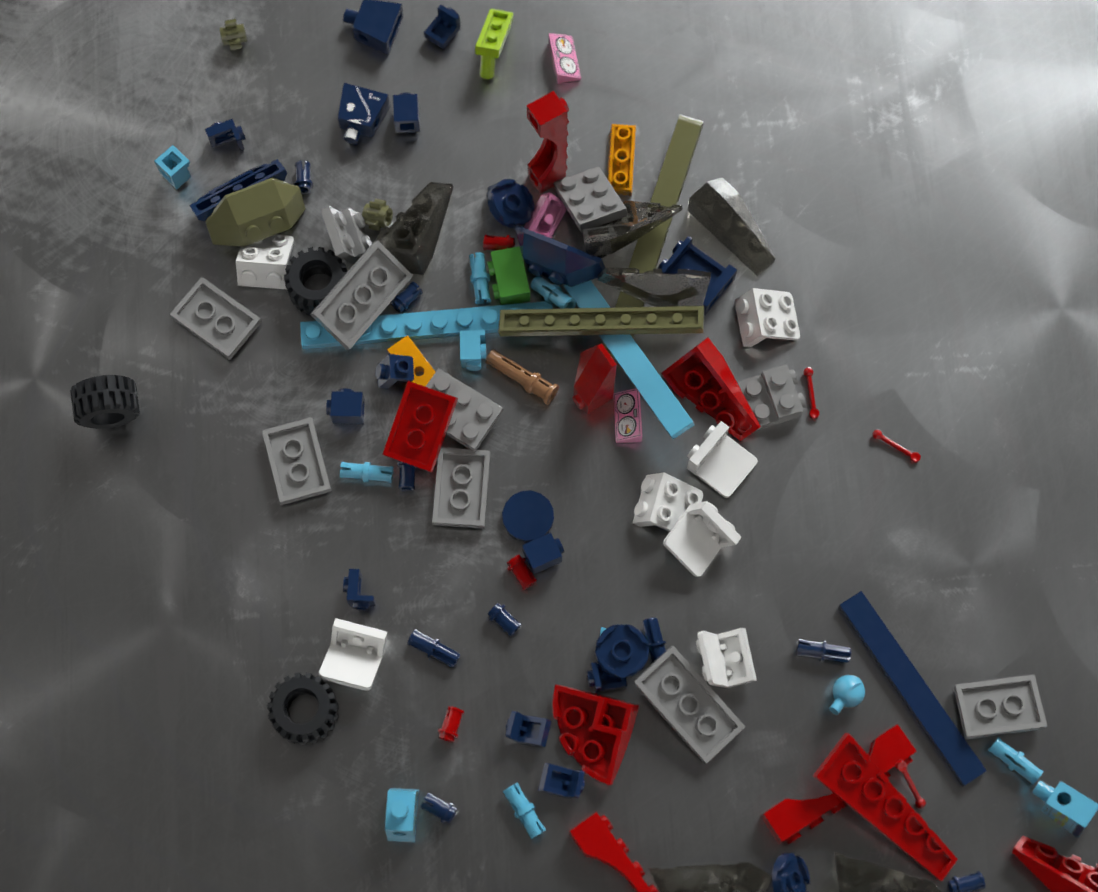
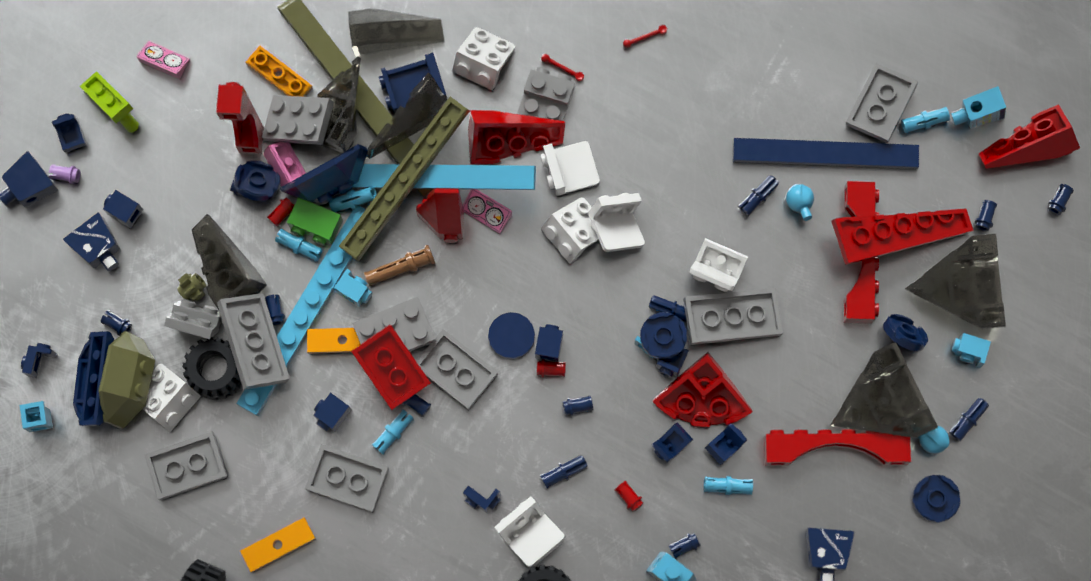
camera: 50 degrees left, 5 degrees up
(184, 435) = (264, 551): none -> light orange tile
(394, 369) = (328, 357): dark blue bracket -> none
(407, 52) = (65, 173): none -> lavender pin
(902, 767) = (878, 199): red hinge -> none

